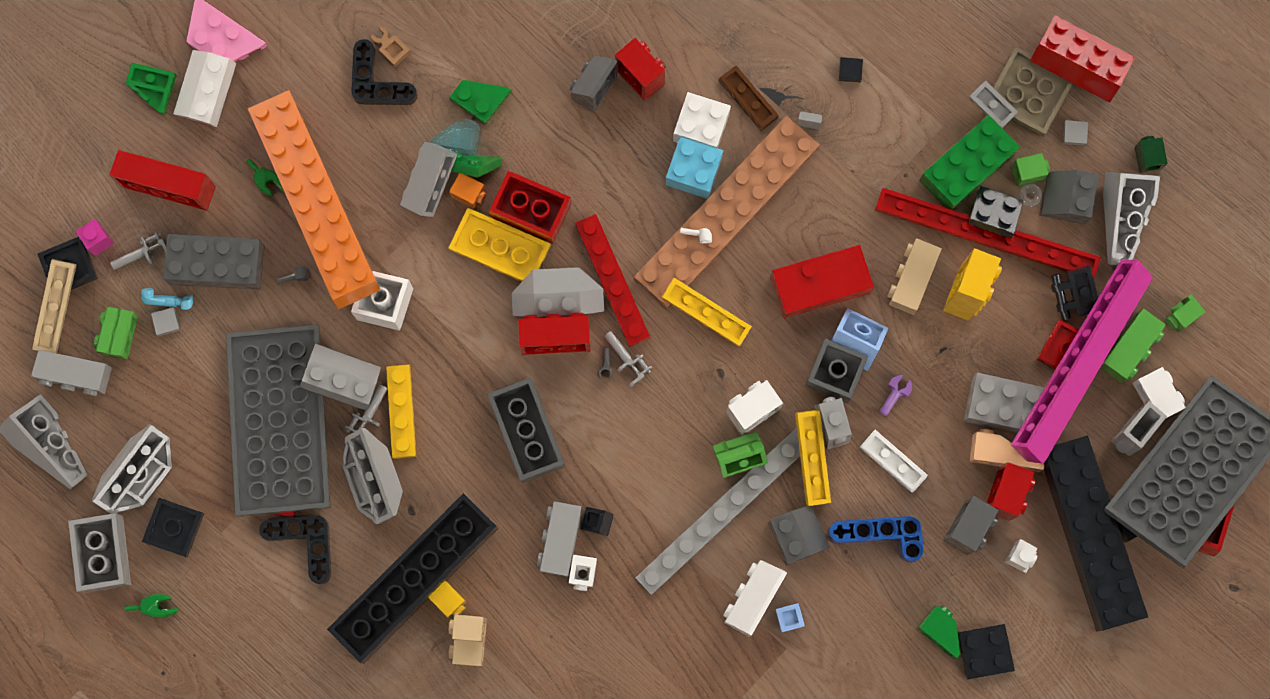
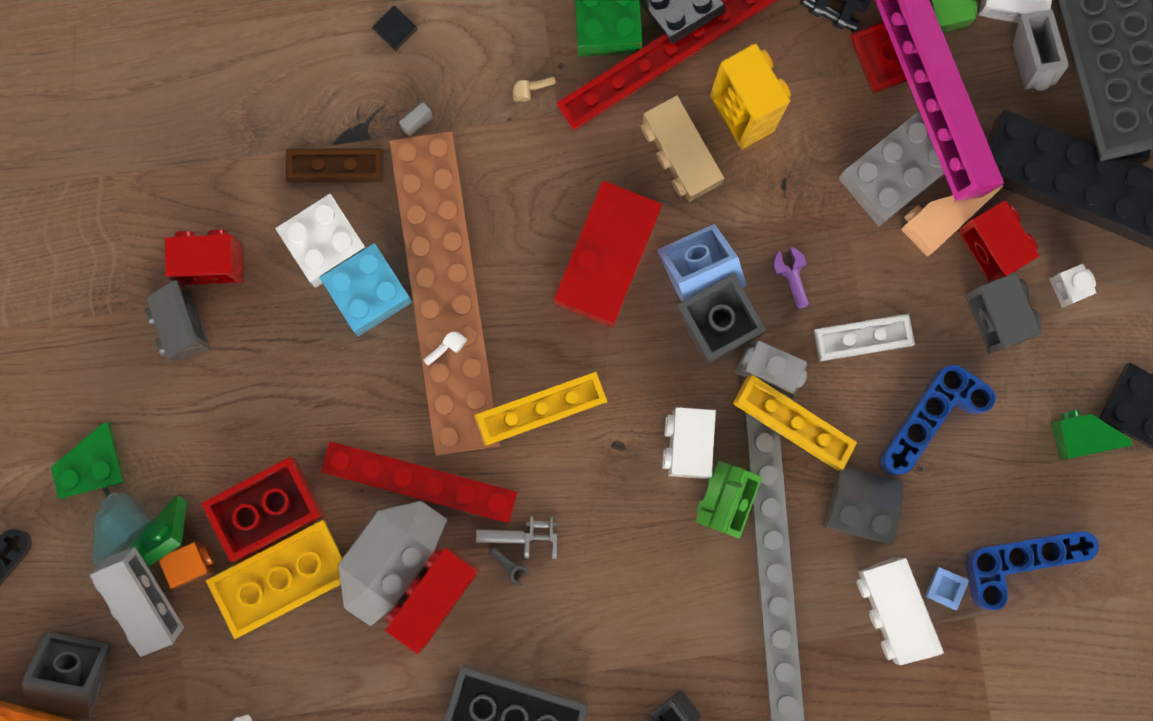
camera: 55 degrees left, 5 degrees up
(358, 175) = (66, 675): none -> dark grey slope
(845, 654) = (1031, 560): none -> blue beam
(875, 164) = (522, 88): none -> tan hand

